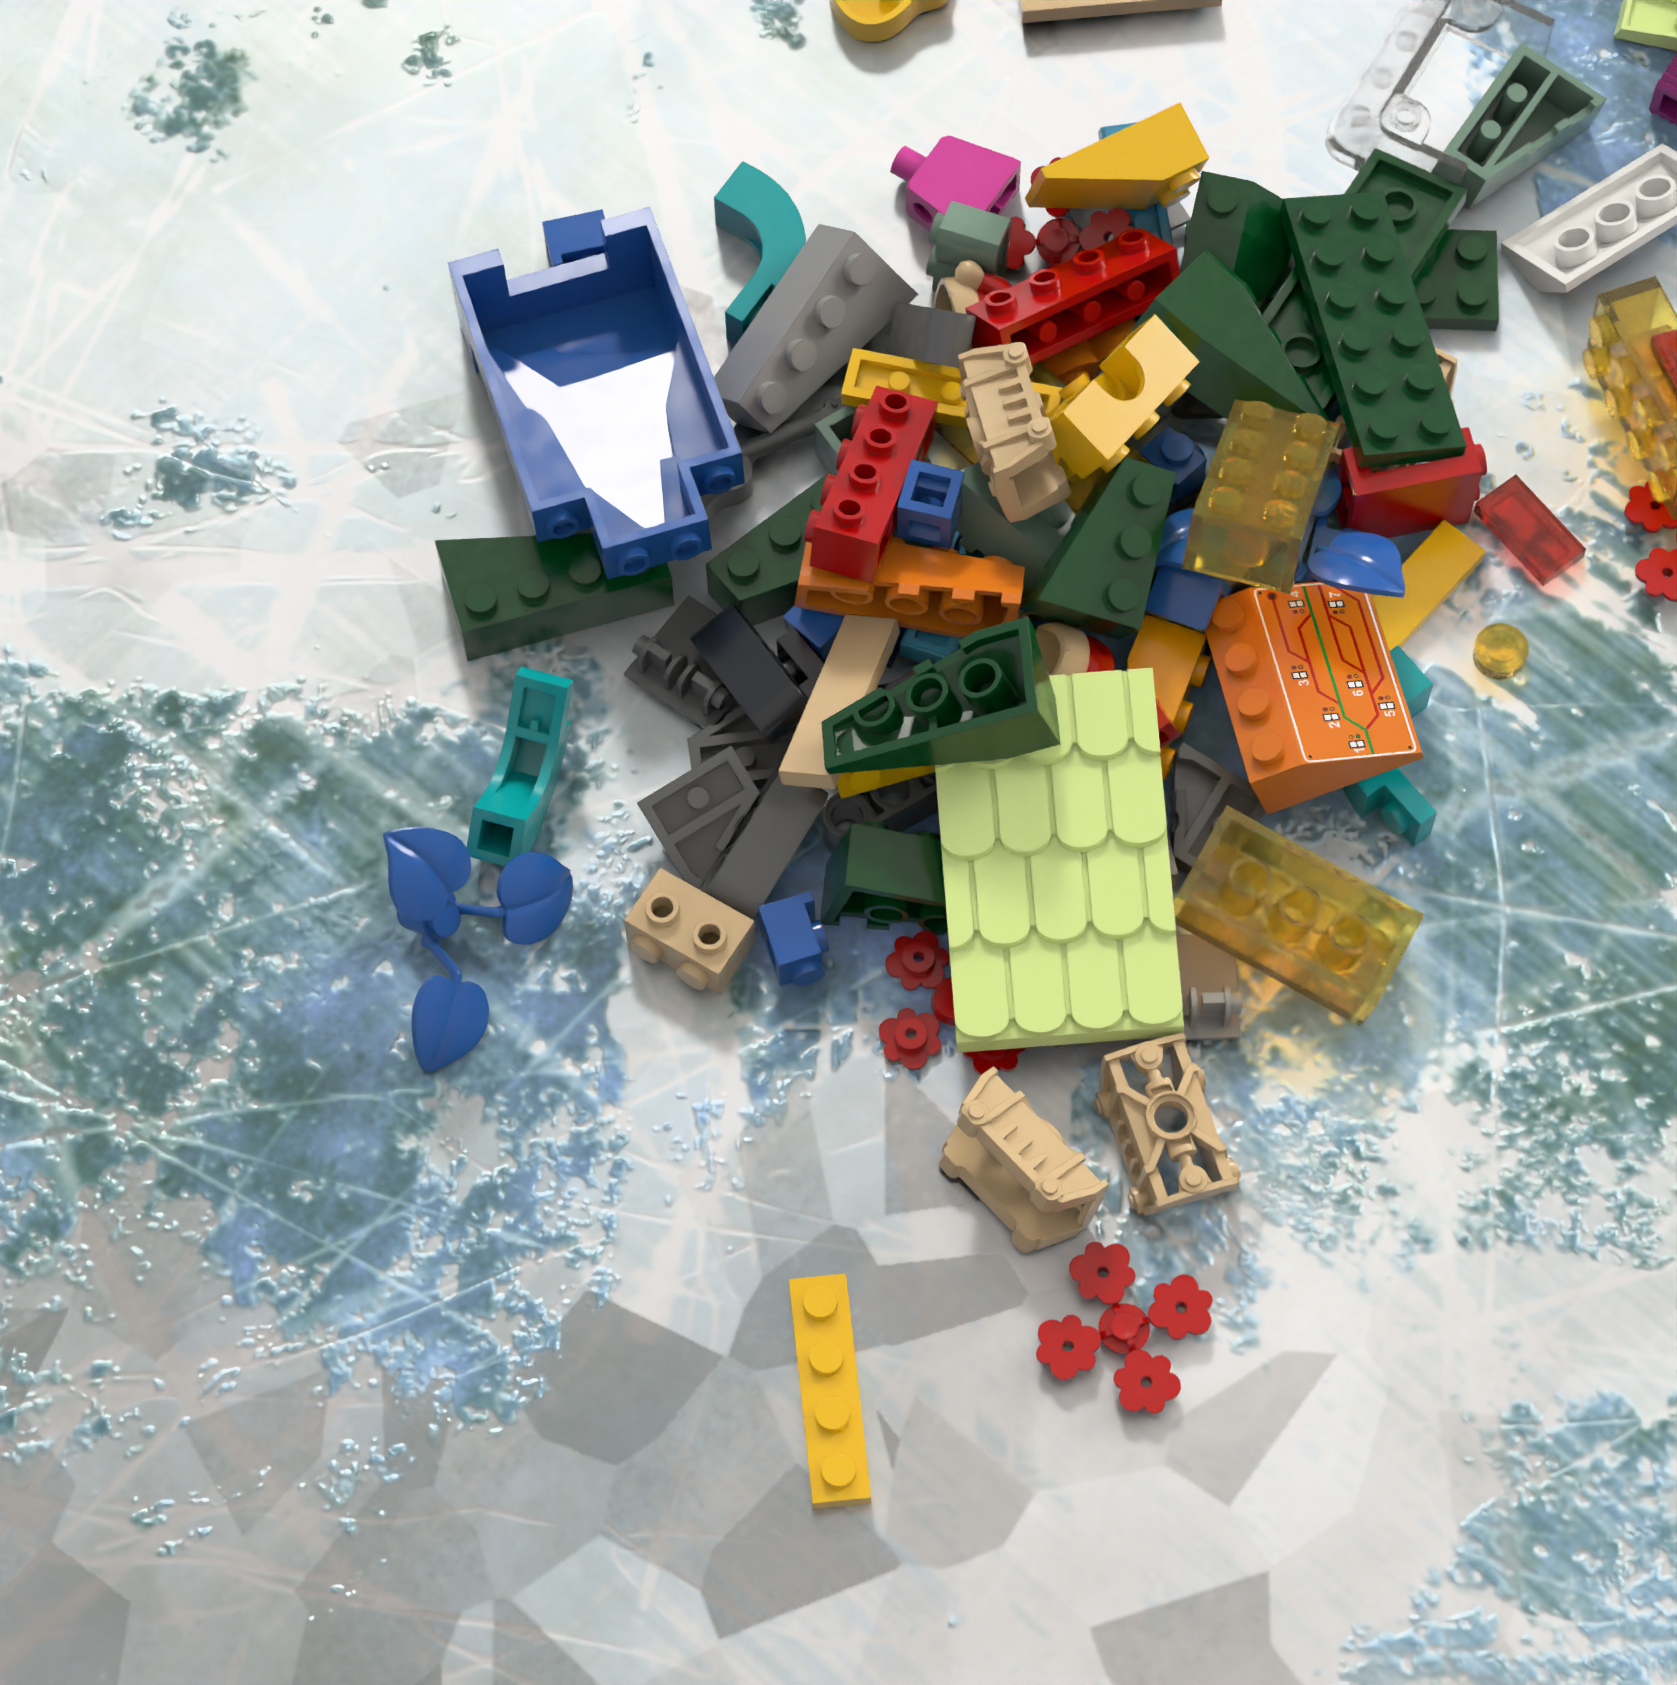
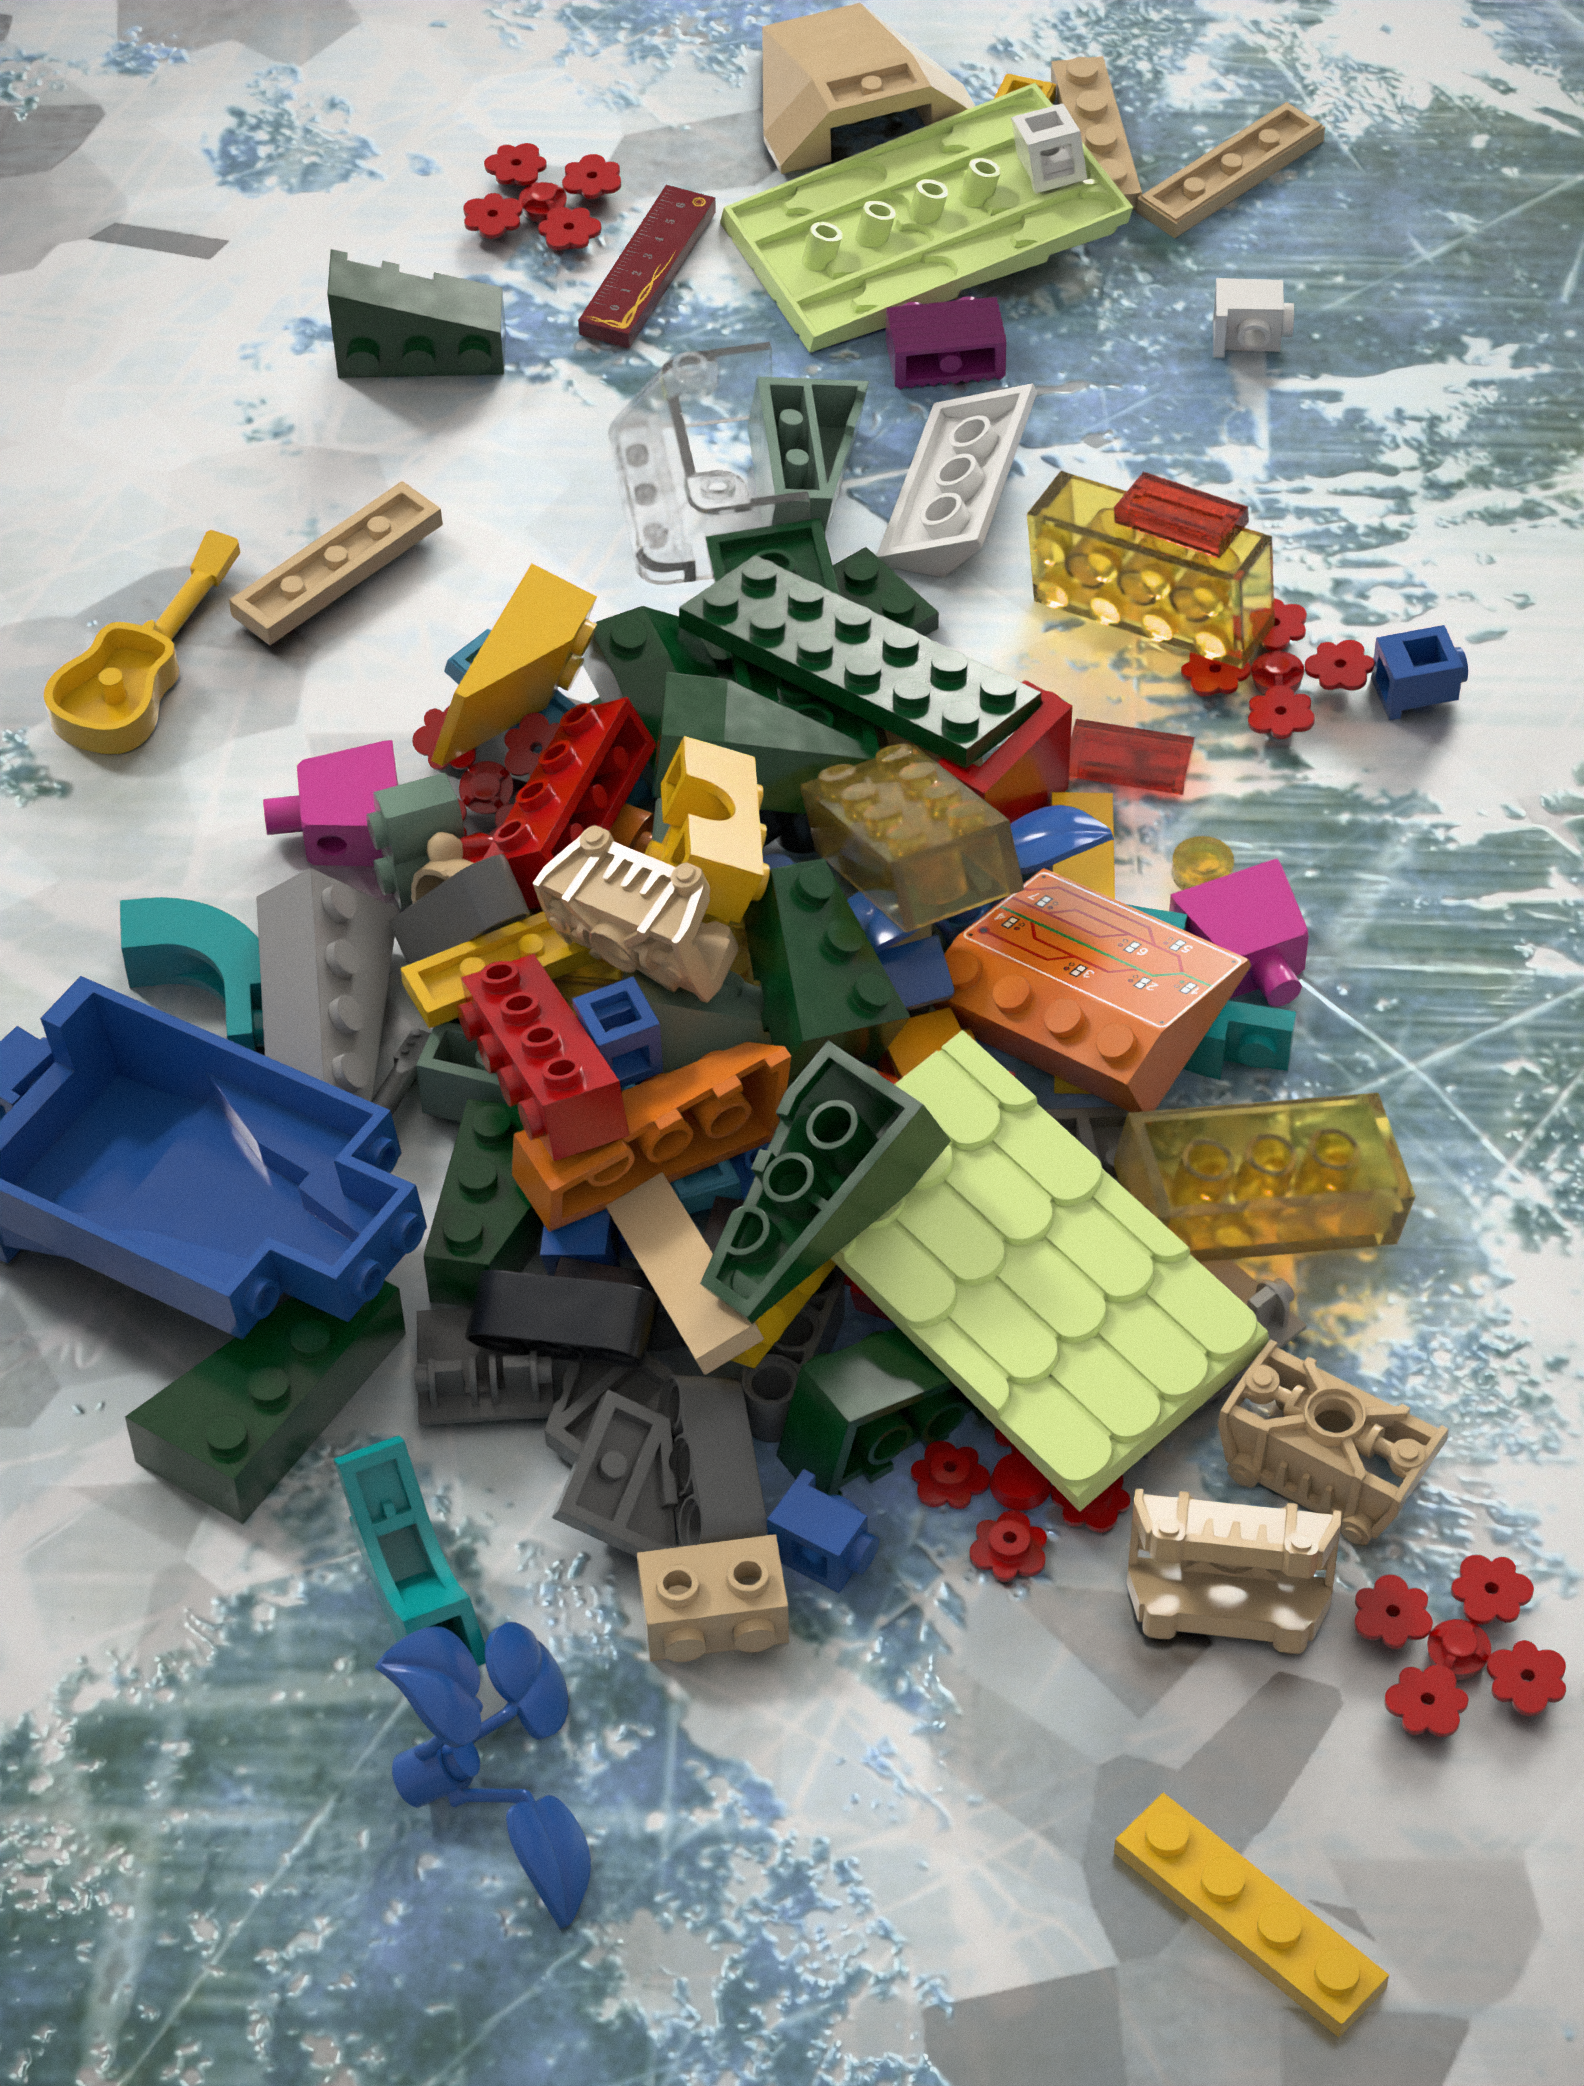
camera: 40 degrees left, 15 degrees down
(1472, 725) = (1255, 918): none -> dark pink torso

